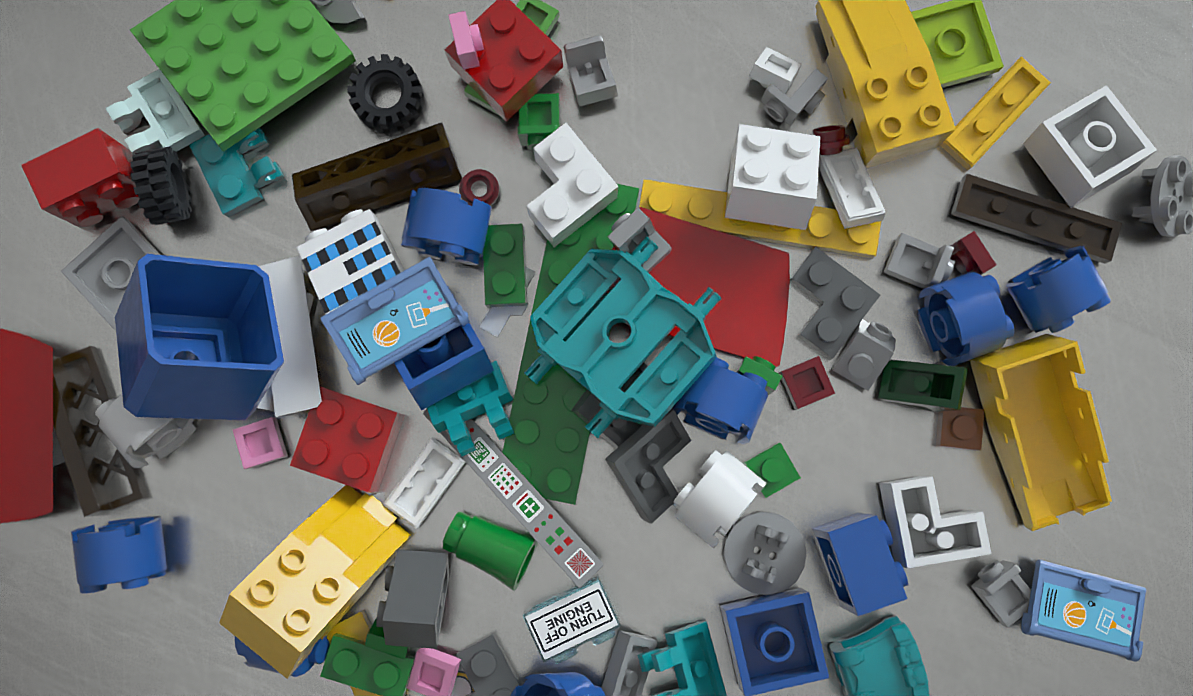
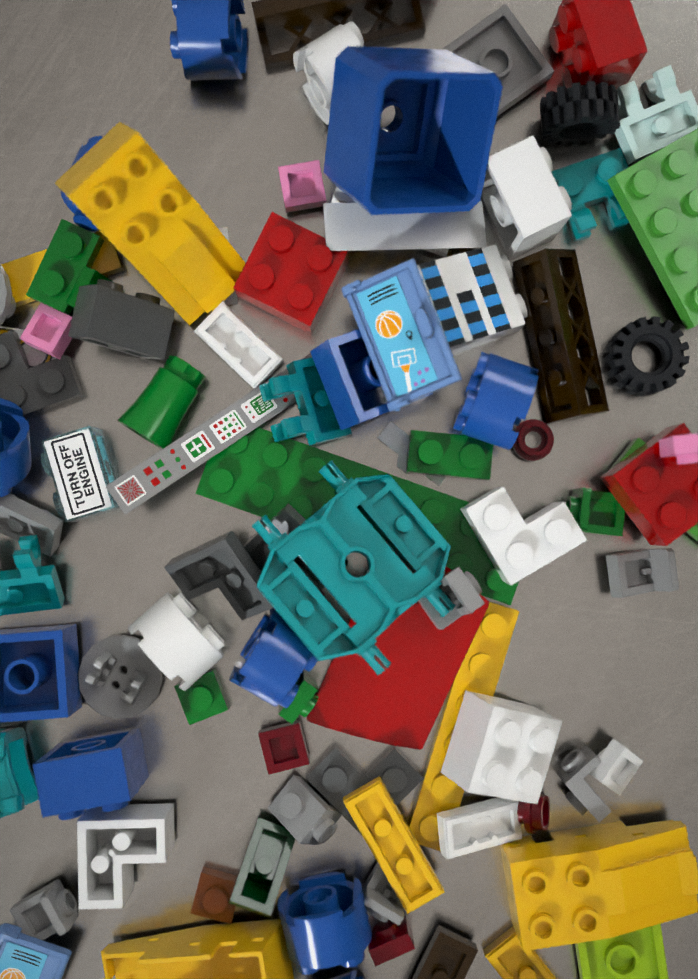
camera: 100 degrees right, 5 degrees up
(249, 225) = (524, 197): none -> white brick
(880, 265) = (393, 844): none -> yellow tile

